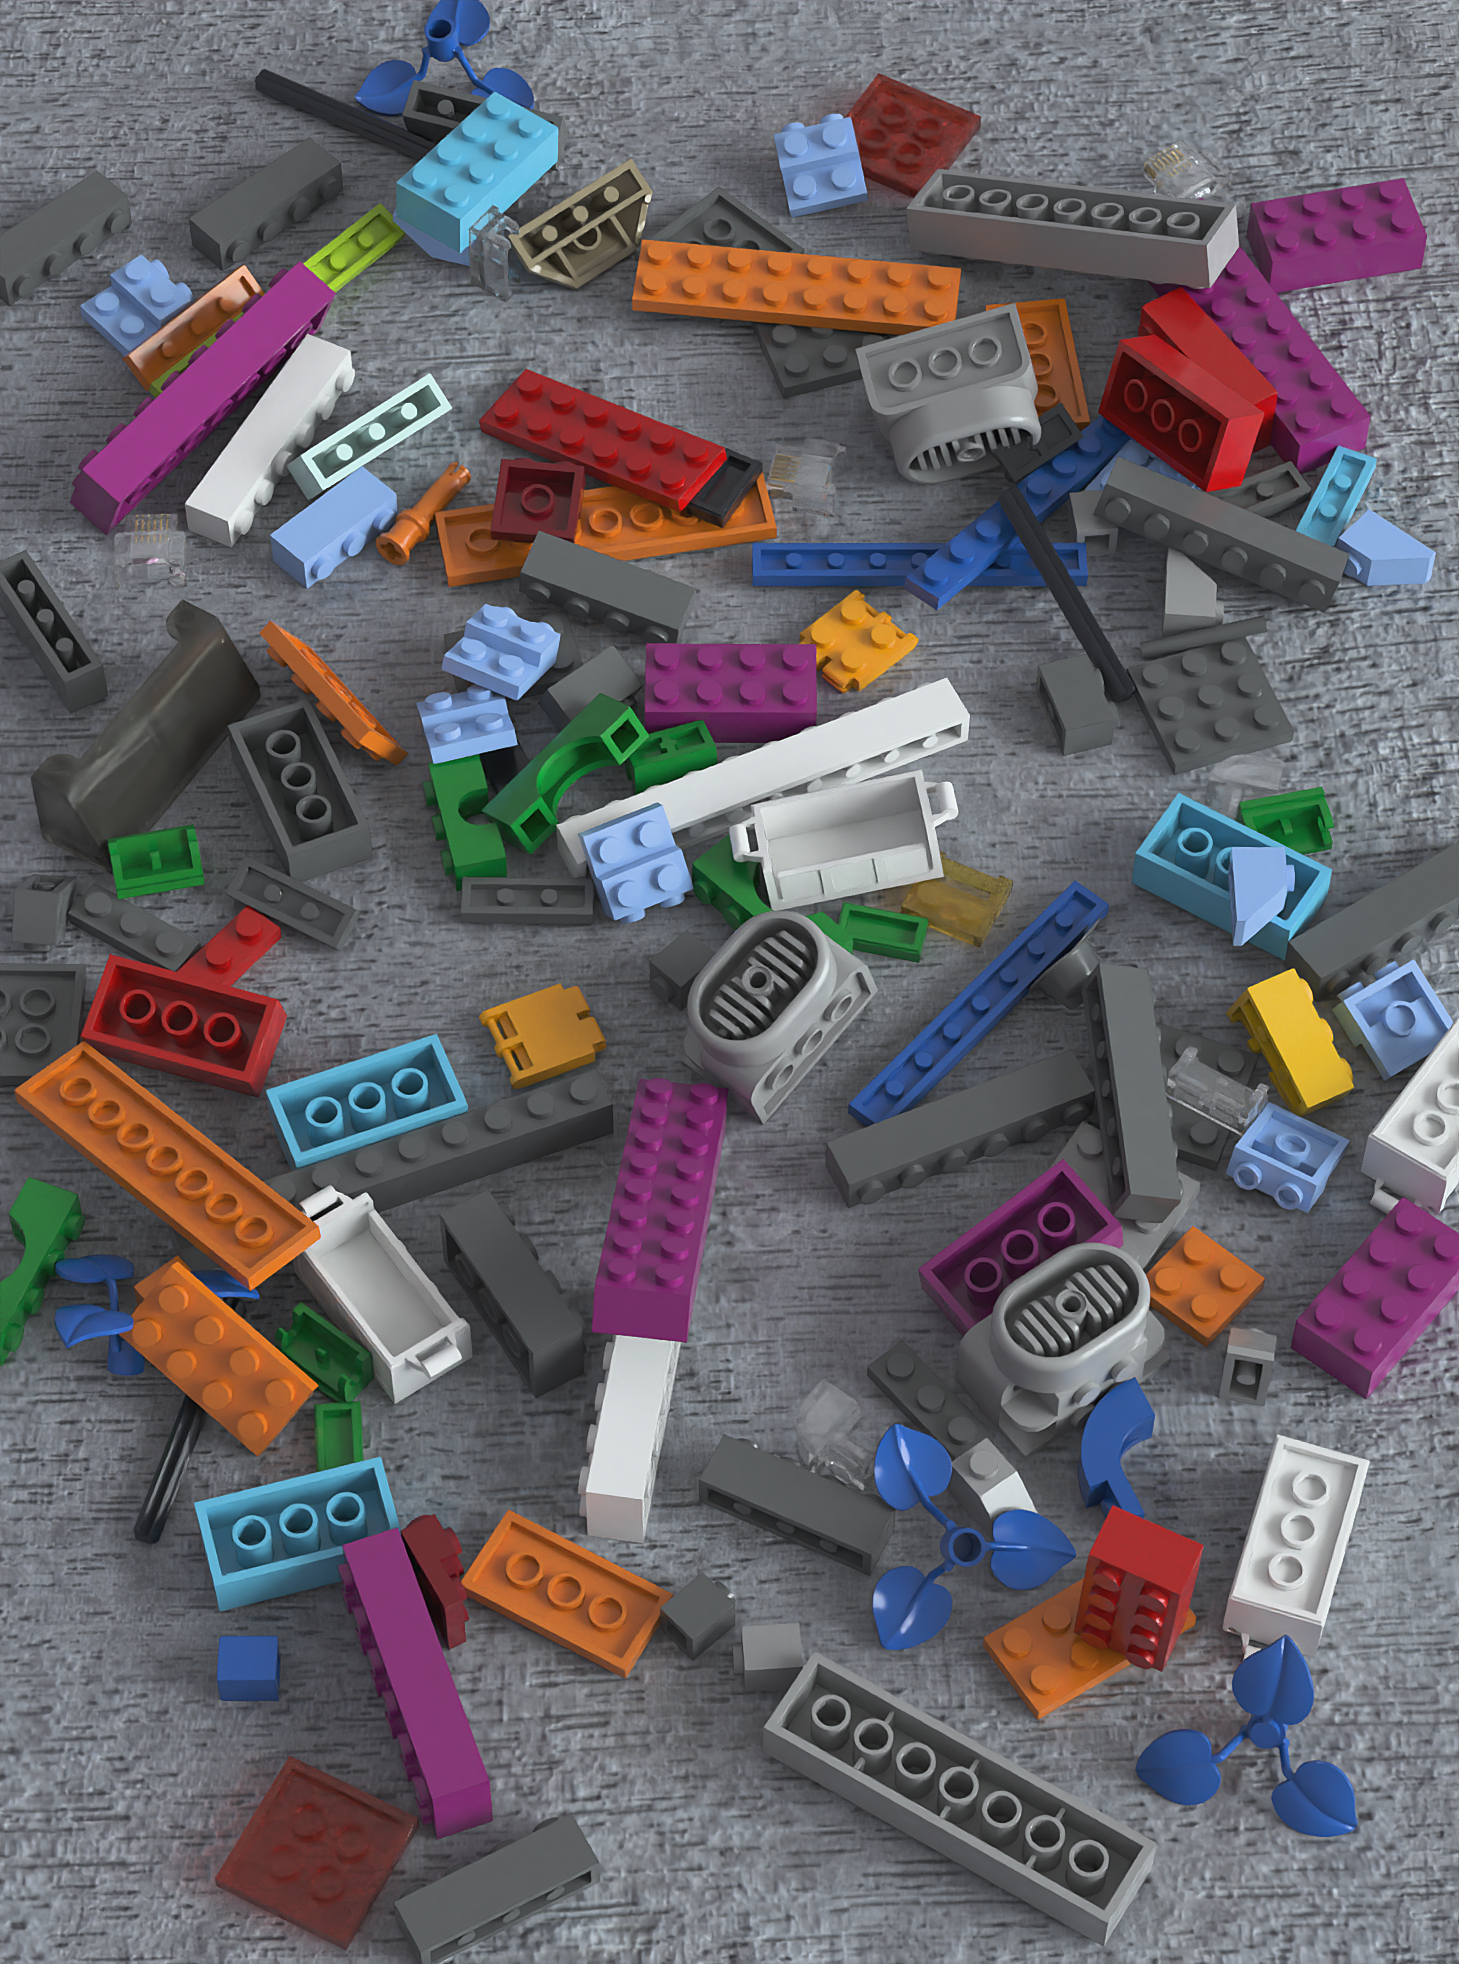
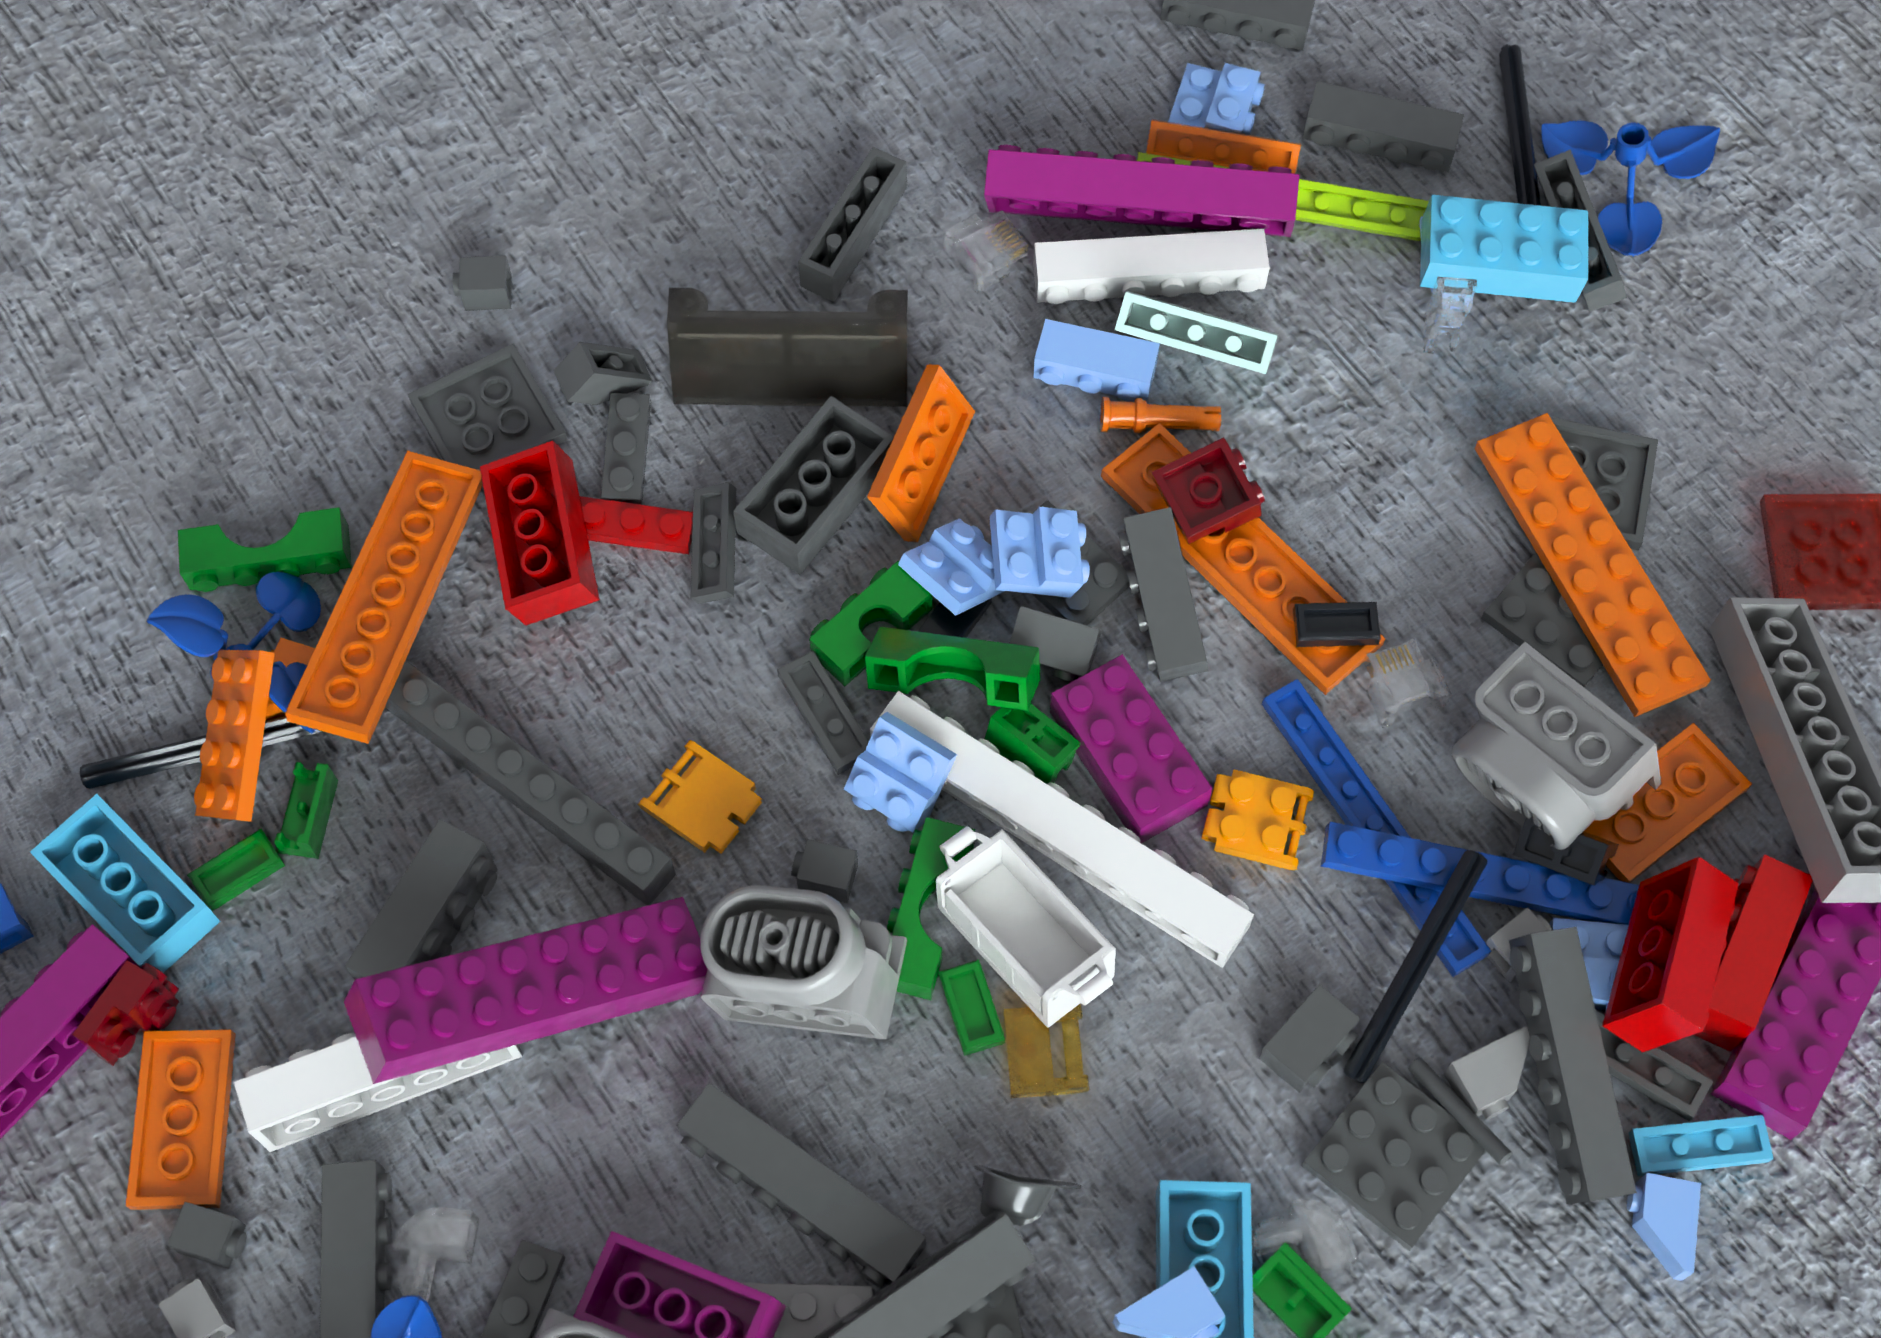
camera: 60 degrees right, 10 degrees up
(156, 861) = (688, 425): green hinge -> none
(364, 1102) = (542, 708): medium azure brick -> none
(380, 1295) = (372, 819): white container -> none
(586, 229) = (1527, 366): dark tan wedge -> none
(603, 438) = (1320, 506): red plate -> none
(820, 165) = (1741, 505): light blue plate -> none
(979, 1007) = (939, 1133): blue plate -> none

